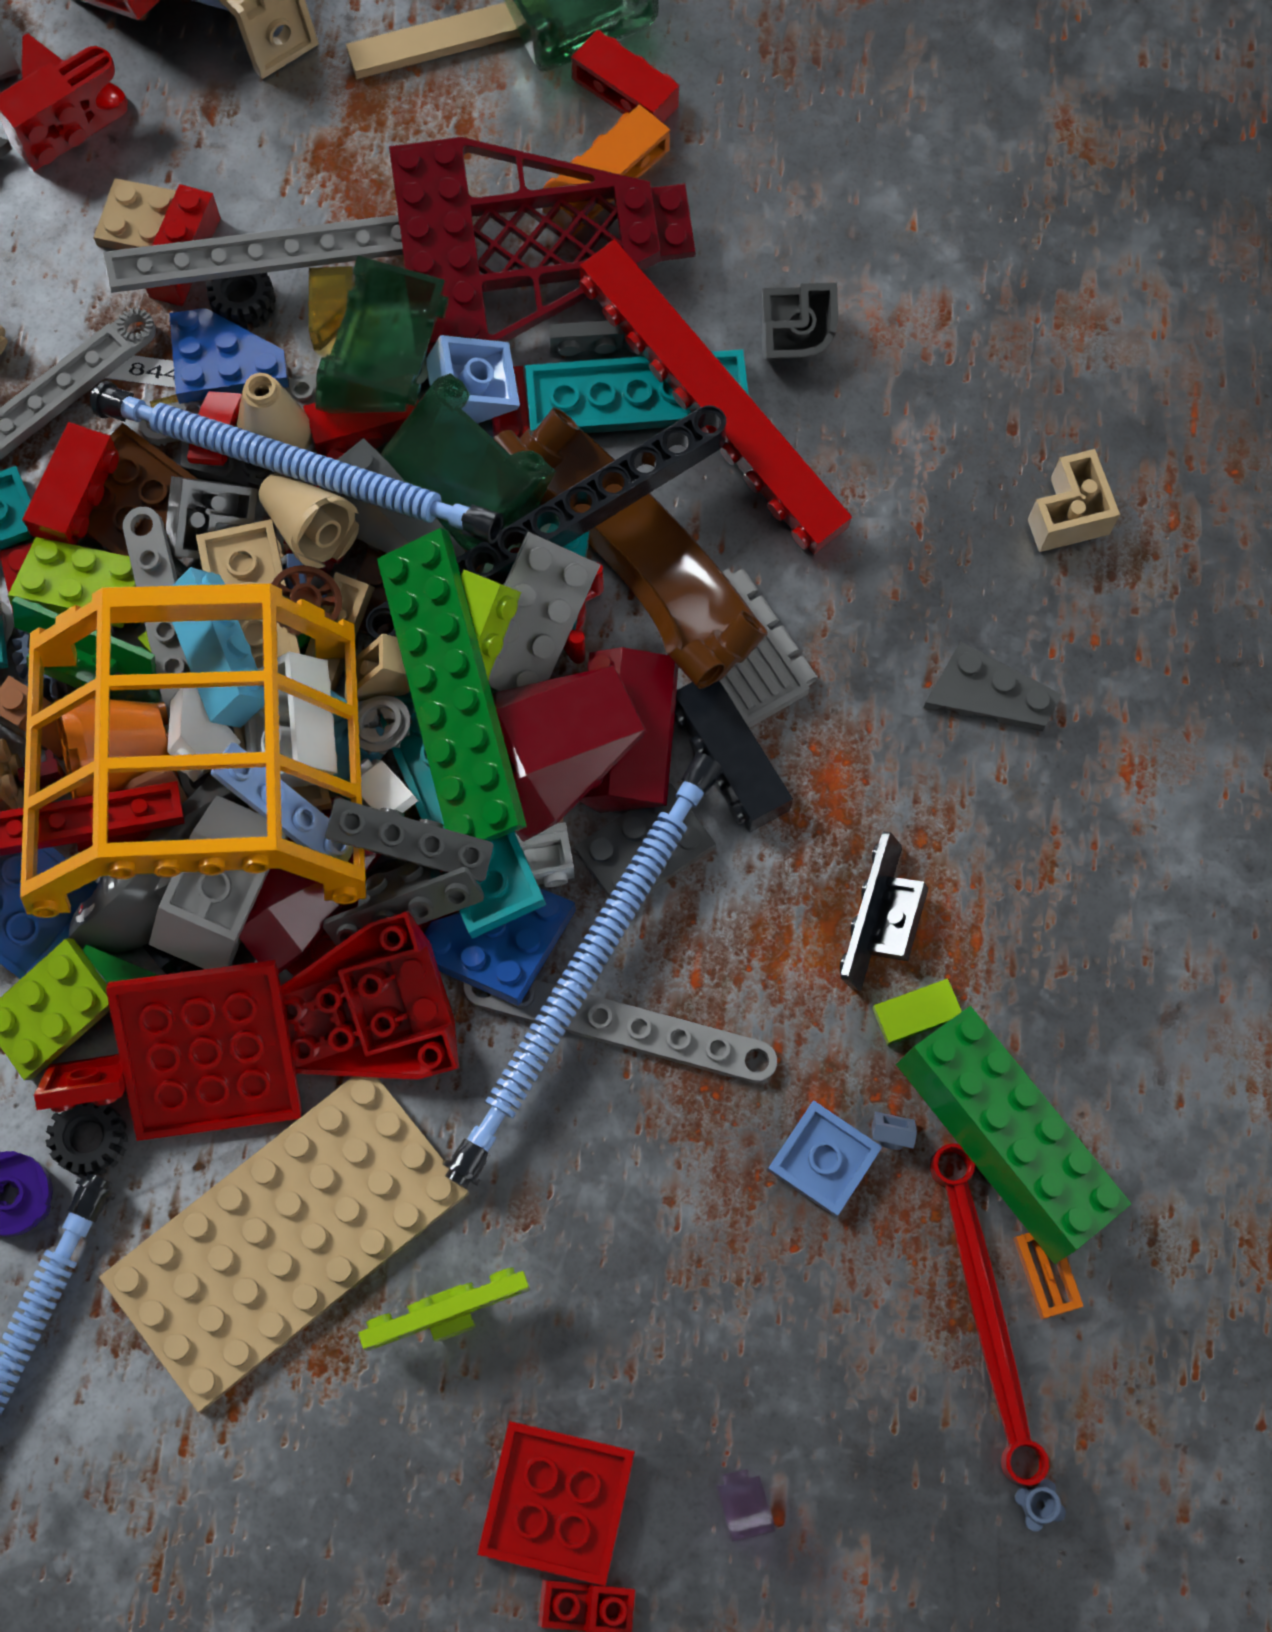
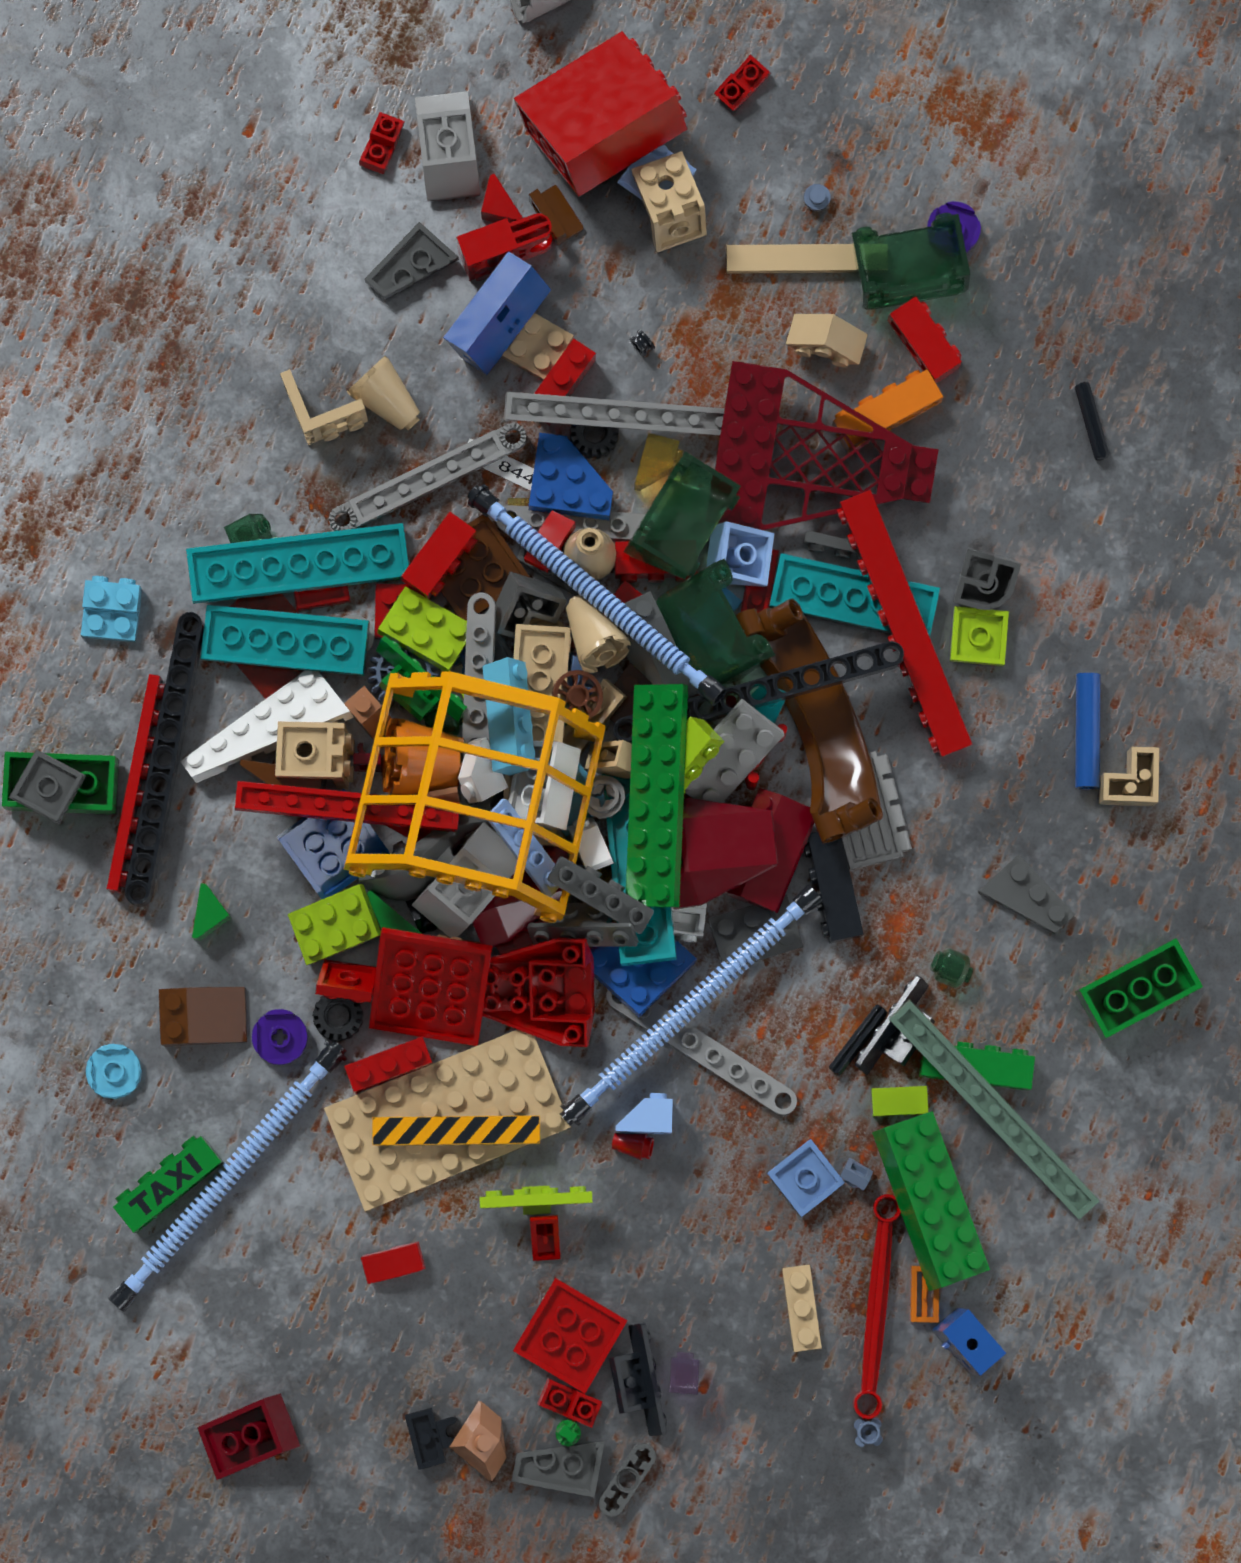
camera: 15 degrees right, 10 degrees up
(71, 180) = (497, 313): none -> blue brick
(132, 72) = (562, 217): none -> reddish brown panel
(175, 1183) = (388, 1064): none -> red brick
(260, 1477) = (393, 1262): none -> red slope
(272, 176) = (642, 343): none -> black bush
(299, 1247) = (455, 1130): none -> tile
(476, 1364) = (545, 1237): none -> red slope
(503, 98) = (827, 337): none -> tan brick
(567, 1188) = (634, 1144): none -> red cone
(574, 1140) = (650, 1116): none -> light blue slope
(677, 1540) = (637, 1382): none -> black bracket
(812, 394) = (979, 636): none -> lime plate
(832, 946) = (858, 1039): none -> black axle
(862, 117) = (1092, 420): none -> black axle
(881, 1350) = (801, 1308): none -> tan plate
(925, 810) = (951, 967): none -> clear green head
(993, 466) = (1087, 731): none -> blue piece
(1006, 929) = (997, 1067): none -> green brick
(1055, 977) = (994, 1109): none -> sand green plate
(1148, 1316) = (968, 1341): none -> blue brick
(1184, 761) = (1138, 989): none -> green brick

